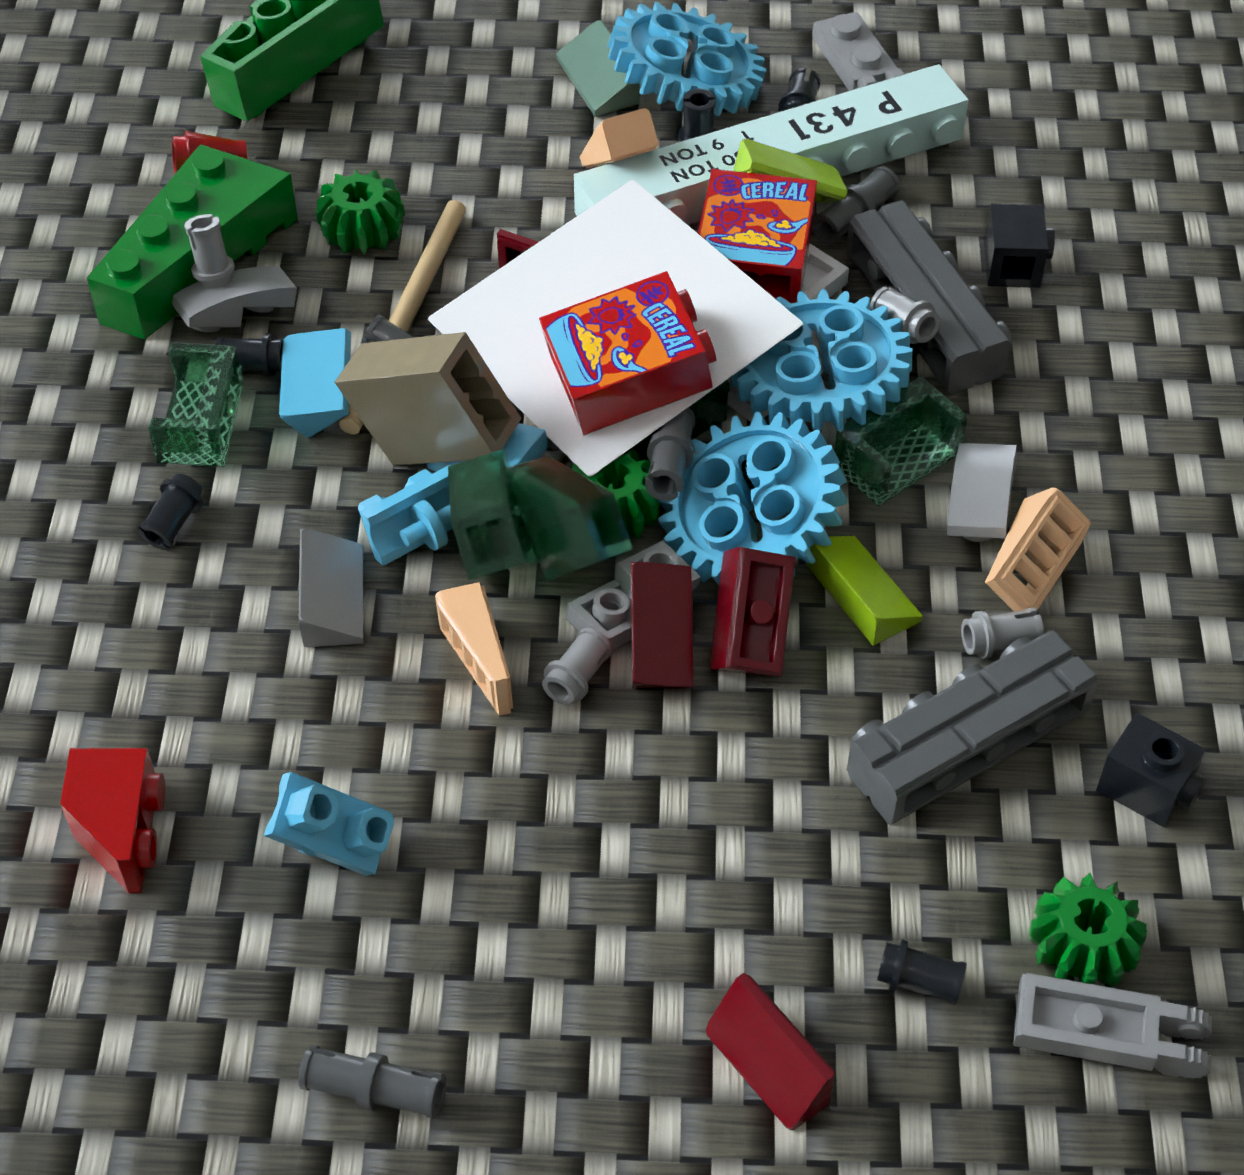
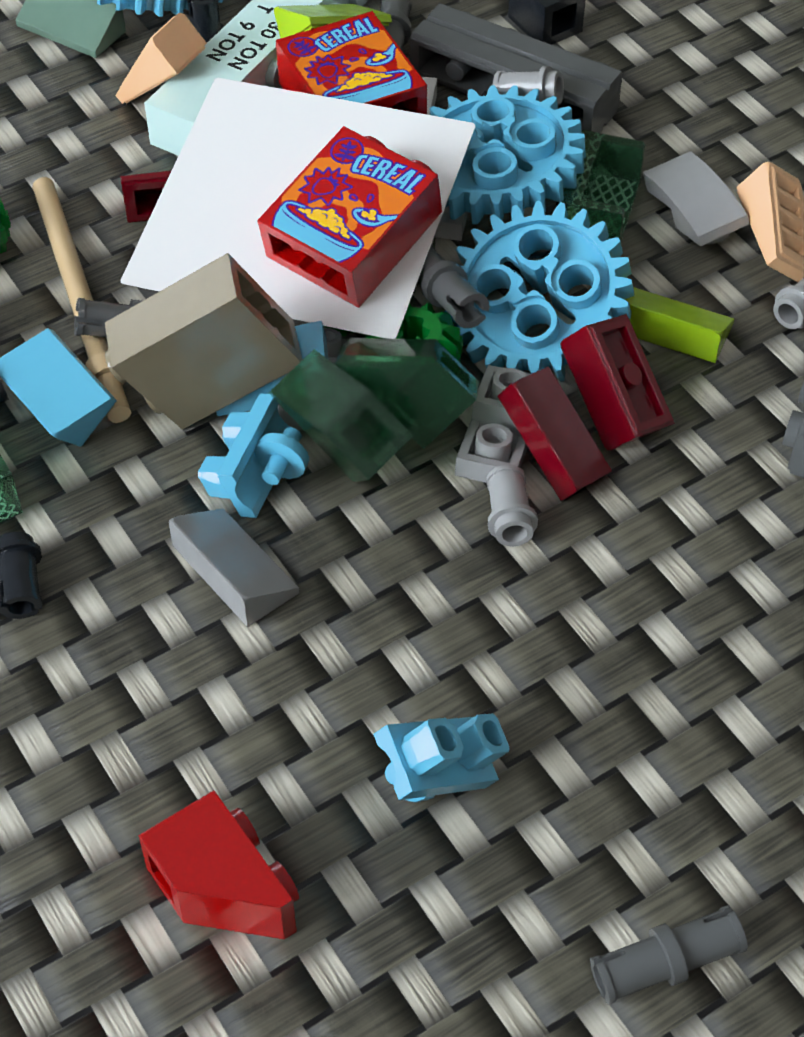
camera: 35 degrees left, 0 degrees up
(471, 631) = (412, 531): light nougat slope -> none

